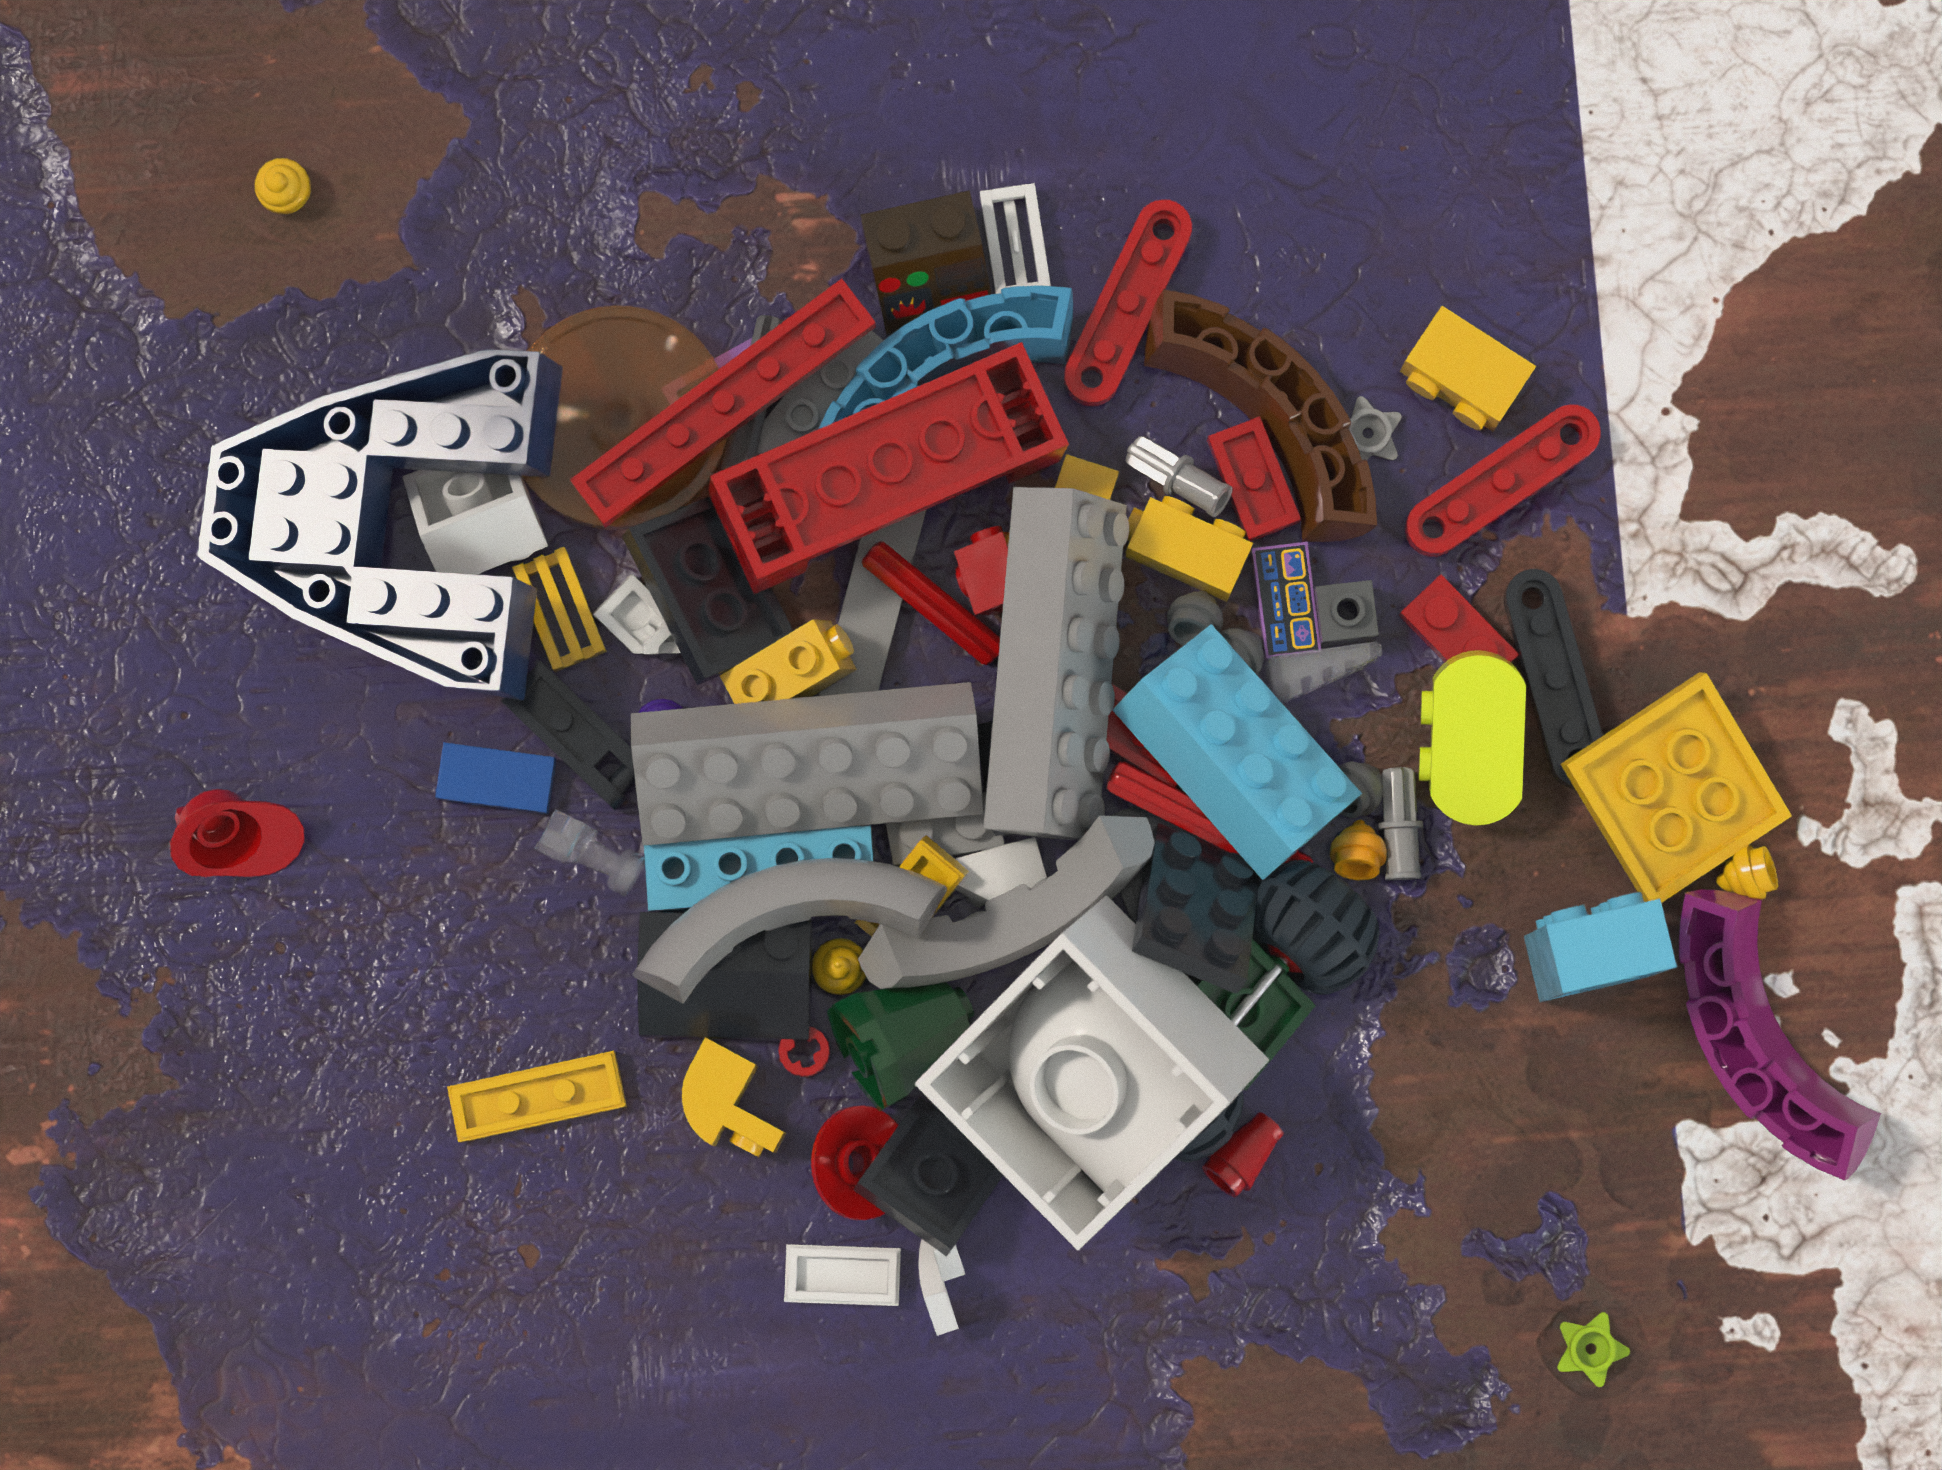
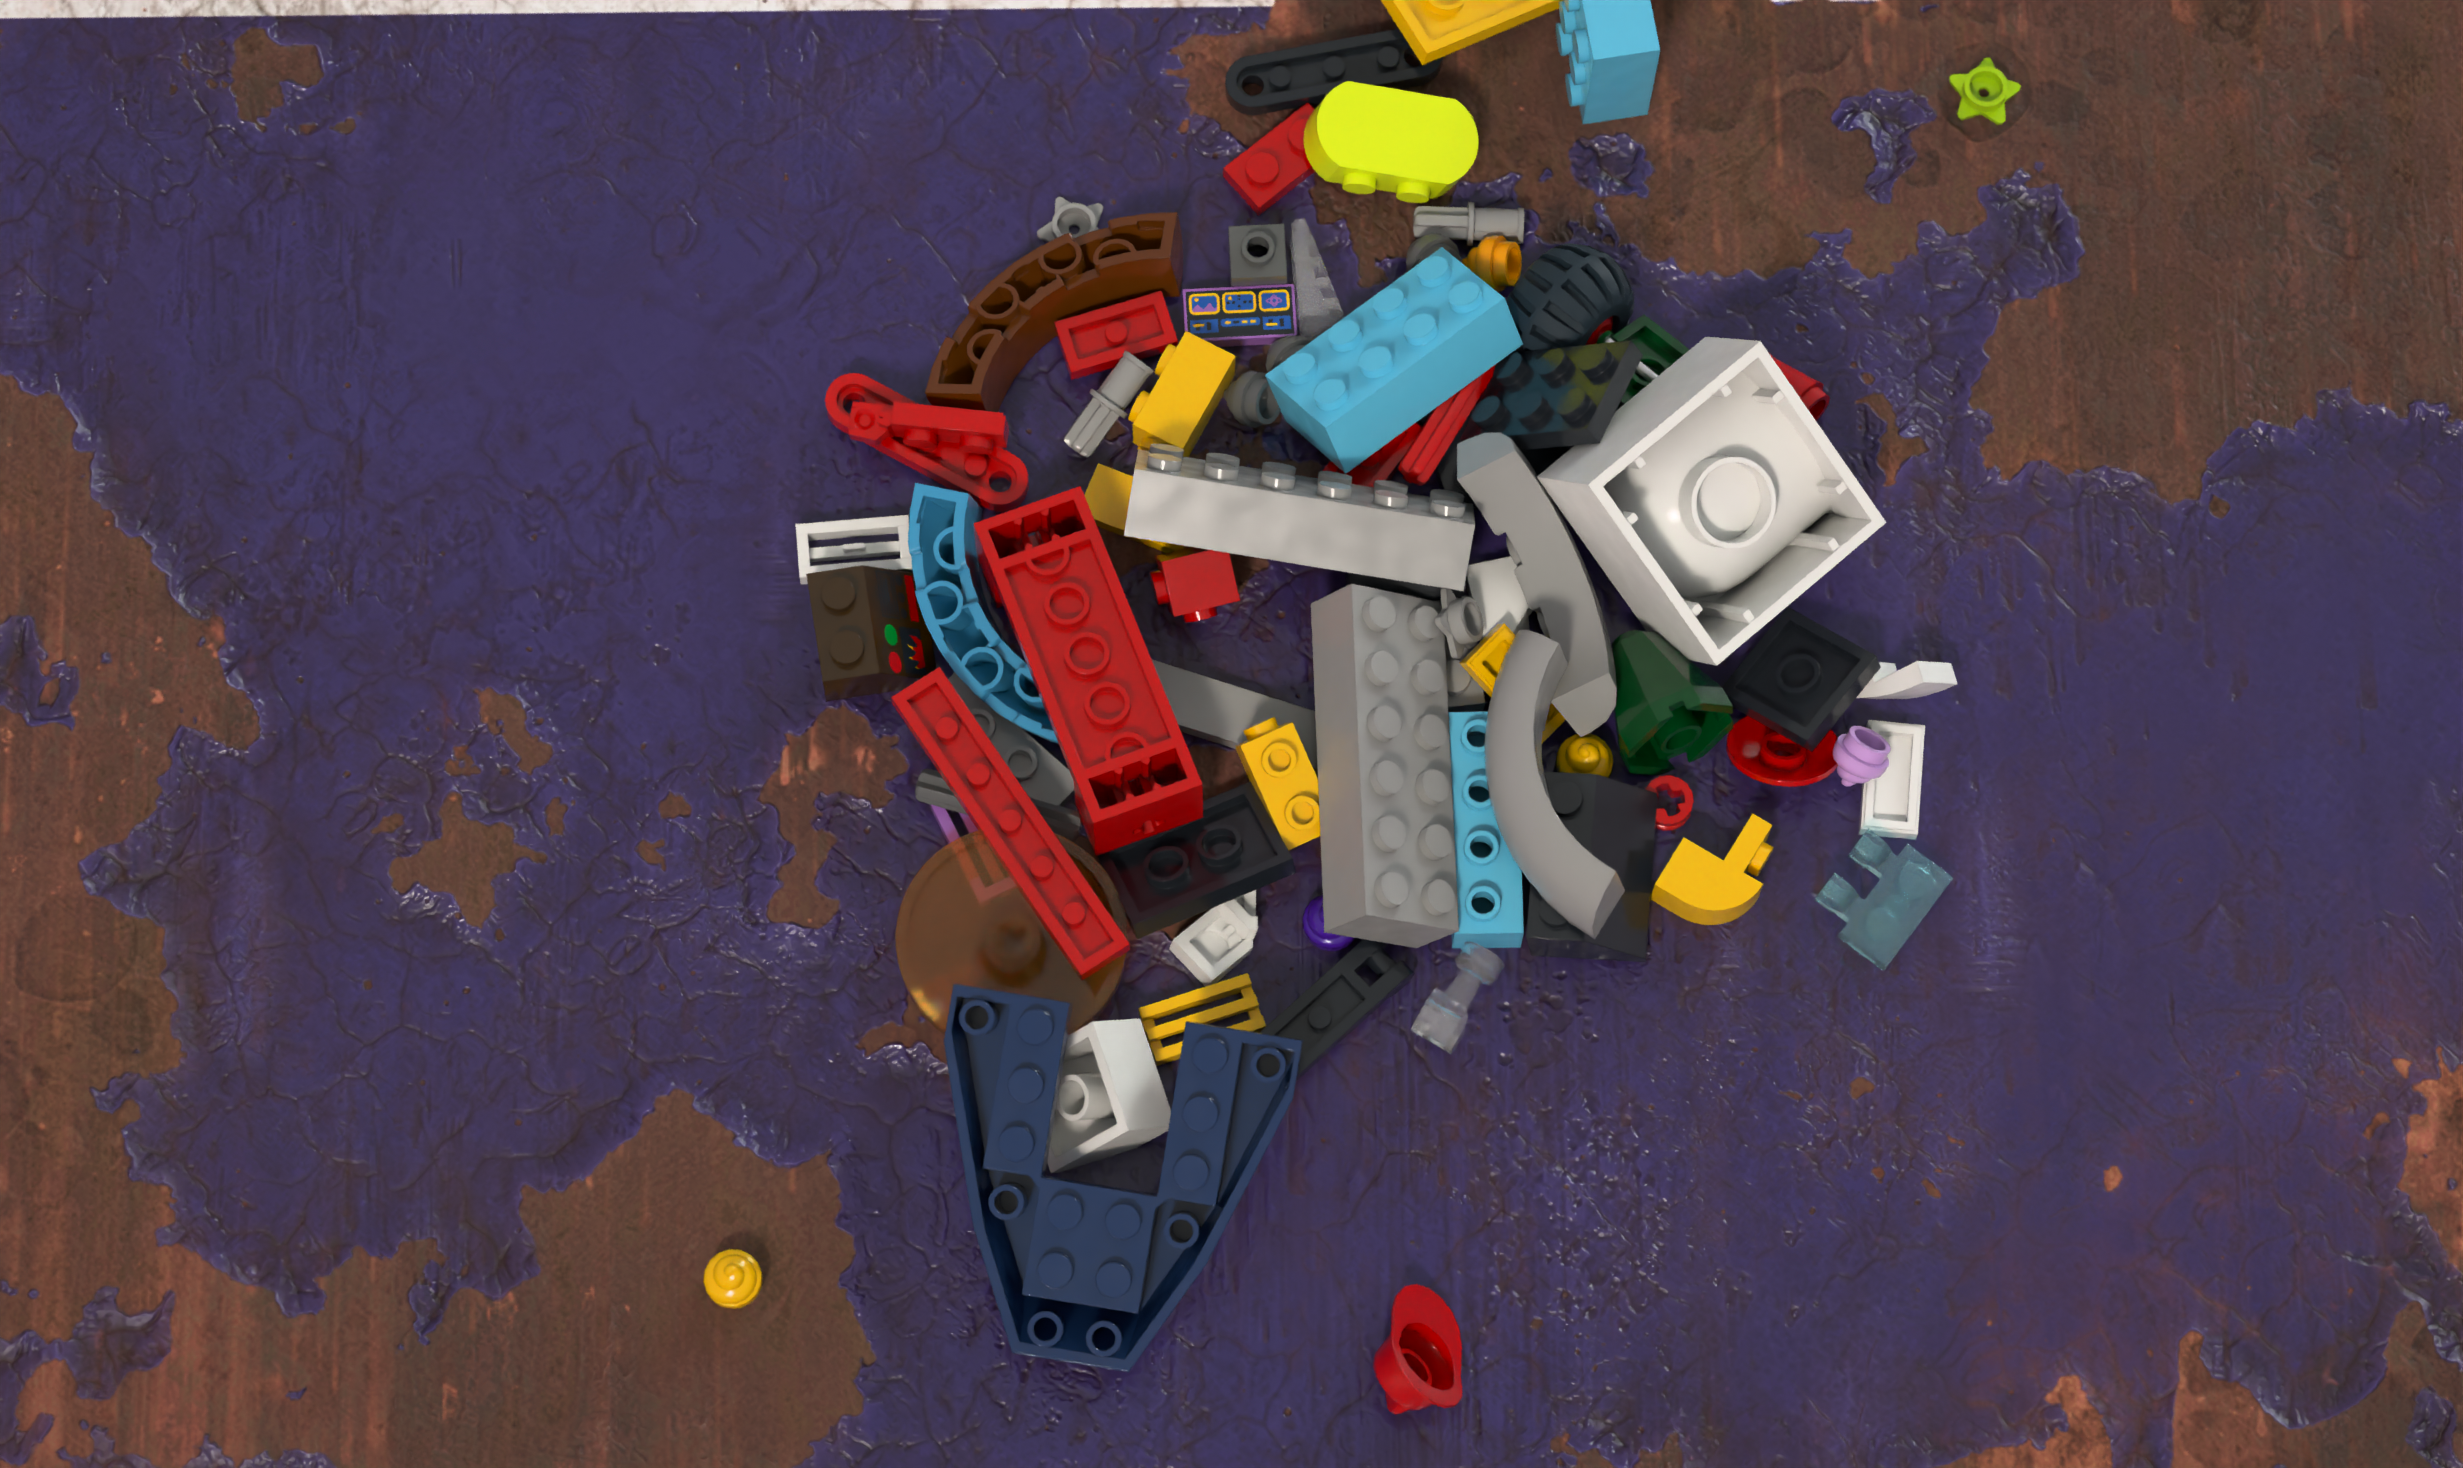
camera: 90 degrees left, 10 degrees down
(495, 778) = (1373, 1092): blue tile -> none
(536, 1096) = (1702, 1068): yellow tile -> none
(712, 1281) = (1895, 905): none -> clear light blue plate
(855, 1240) = (1860, 755): none -> lavender plate
(932, 602) = (1223, 645): red axle -> none
(961, 831) = (1460, 622): none -> light grey plate
(1132, 293) = (926, 424): none -> red hinge
(1466, 370) = (1021, 127): yellow brick -> none
(1502, 480) = (1133, 104): red plate -> none

